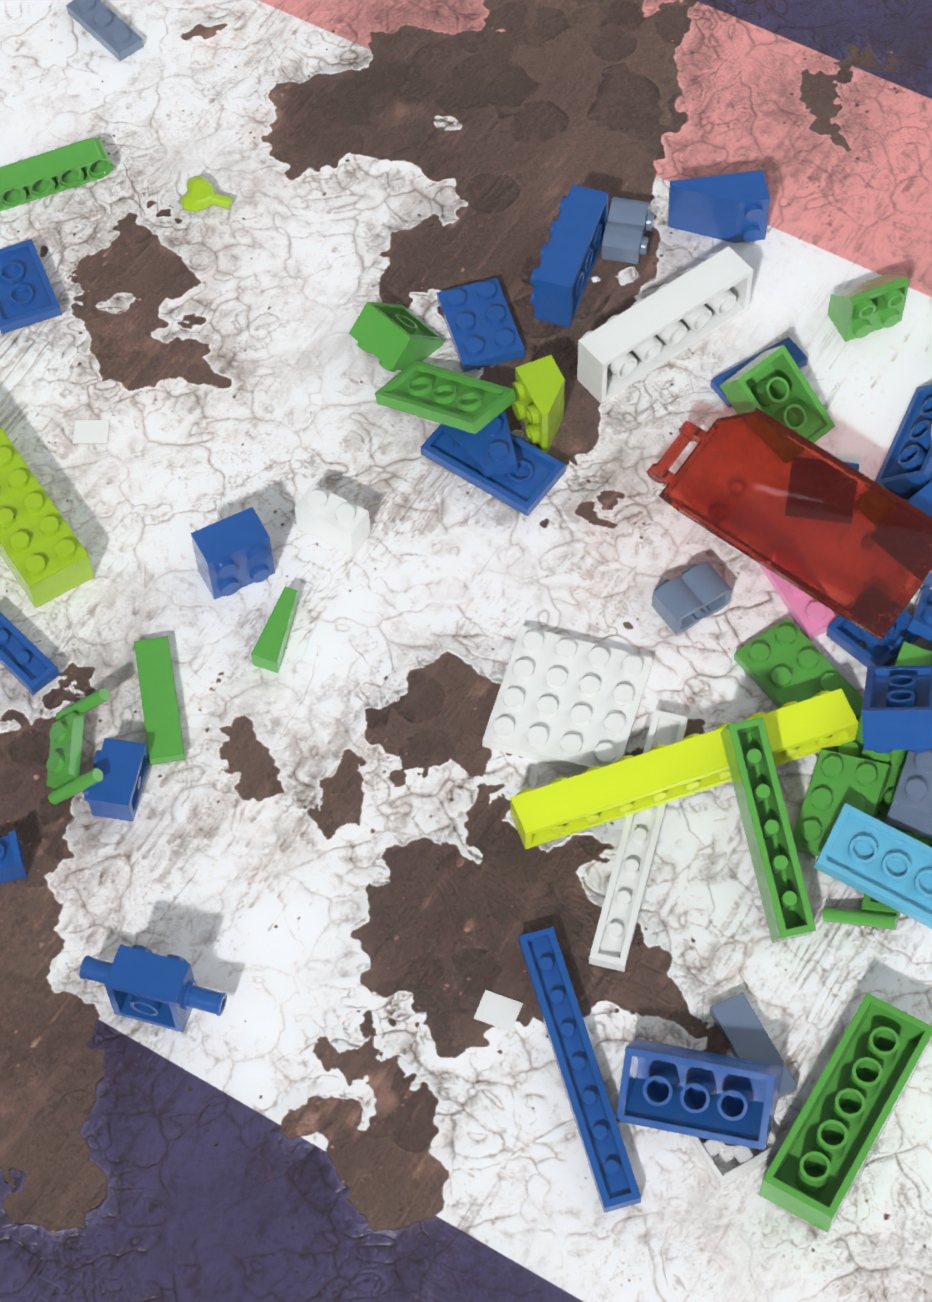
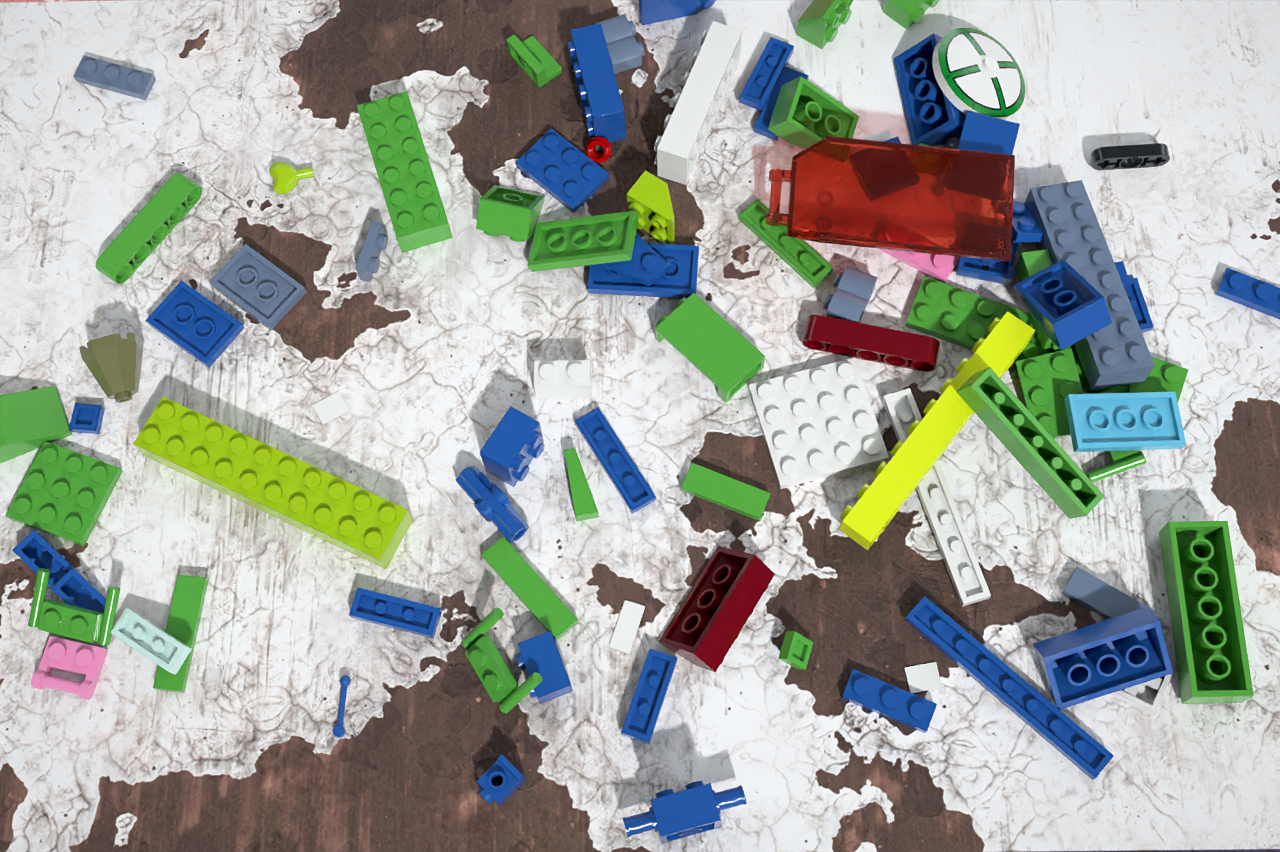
camera: 30 degrees left, 10 degrees up
(100, 282) = (258, 287): none -> sand blue plate
(178, 600) = (492, 504): none -> blue piece
(201, 865) = (649, 696): none -> blue plate
(230, 791) = (627, 626): none -> white sticker
(231, 304) = (369, 257): none -> sand blue plate
(317, 246) = (404, 172): none -> bright green brick
(331, 820) = (717, 607): none -> dark red slope
(332, 627) = (615, 460): none -> blue tile
(380, 904) = (795, 650): none -> bright green plate
(422, 717) = (725, 491): none -> bright green tile
(444, 1011) = (889, 701): none -> blue plate
(506, 568) = (710, 345): none -> bright green panel
(523, 320) = (593, 154): none -> red plate
(528, 204) = (533, 59): none -> bright green panel
(664, 521) = (791, 250): none -> bright green tile
(680, 653) = (871, 343): none -> dark red beam
(762, 333) = (766, 73): none -> blue plate

